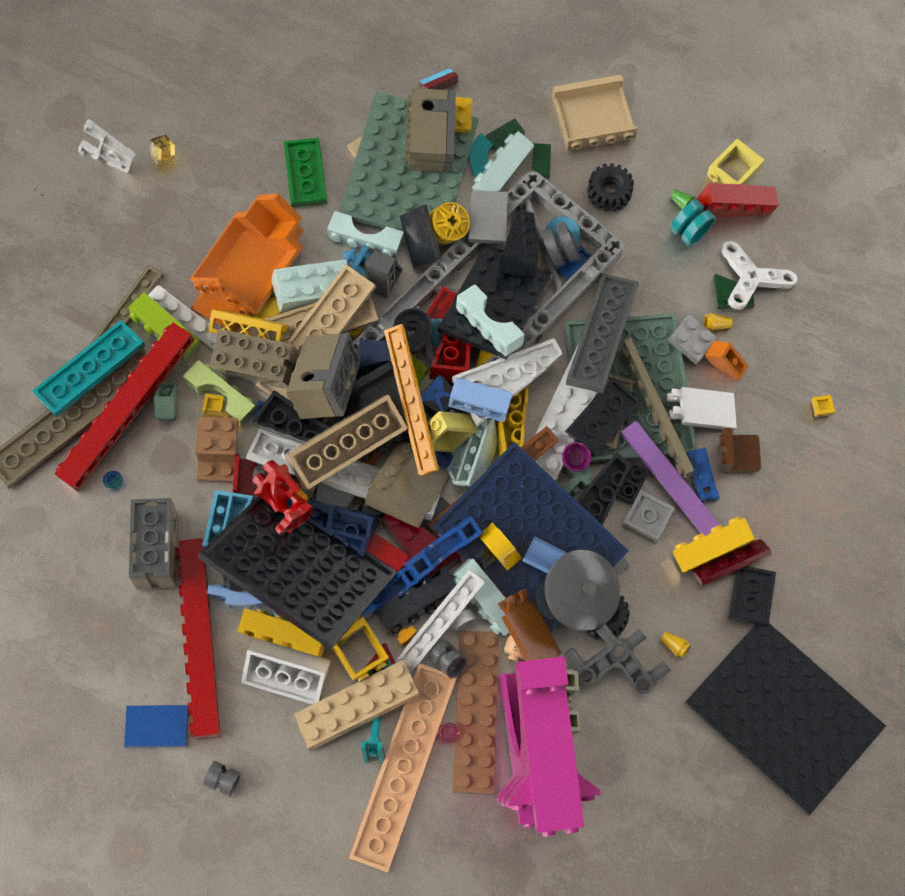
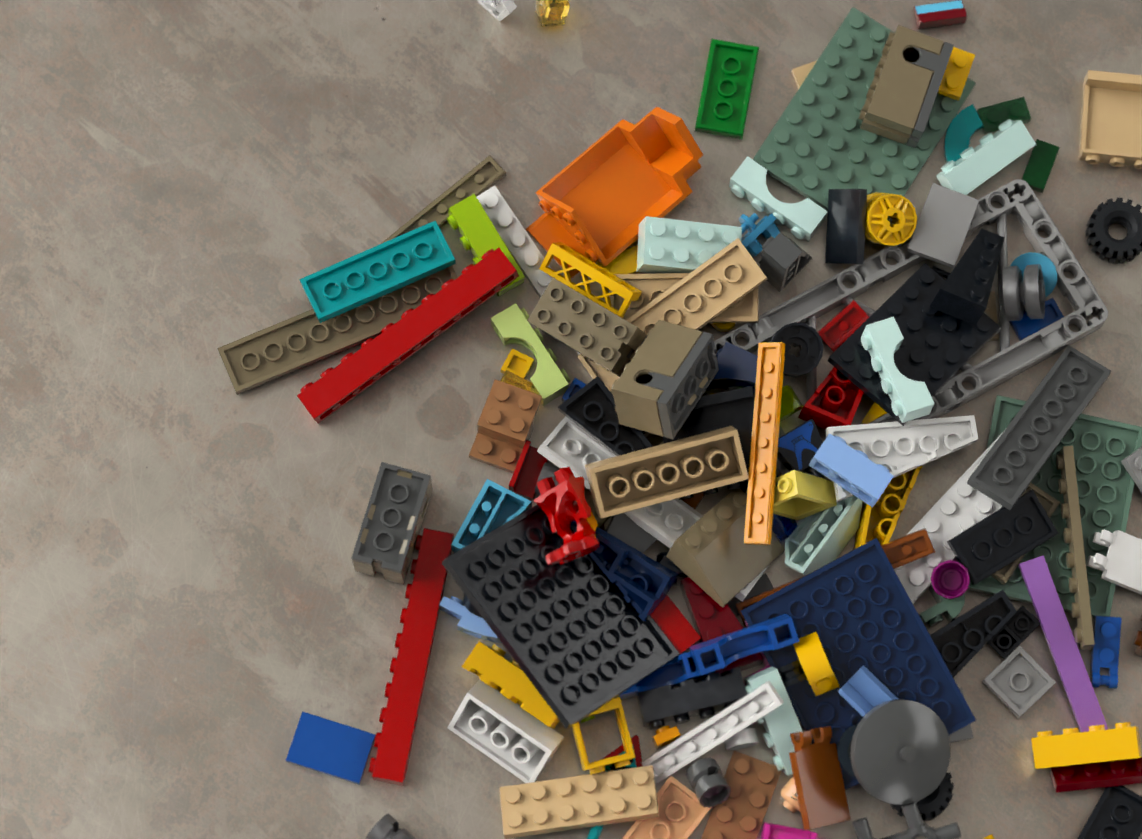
camera: 20 degrees right, 5 degrees up
(113, 480) = (366, 424): tile -> none
(166, 401) = (461, 342): sand green slope -> none
(436, 336) = (824, 366): medium azure cone -> none

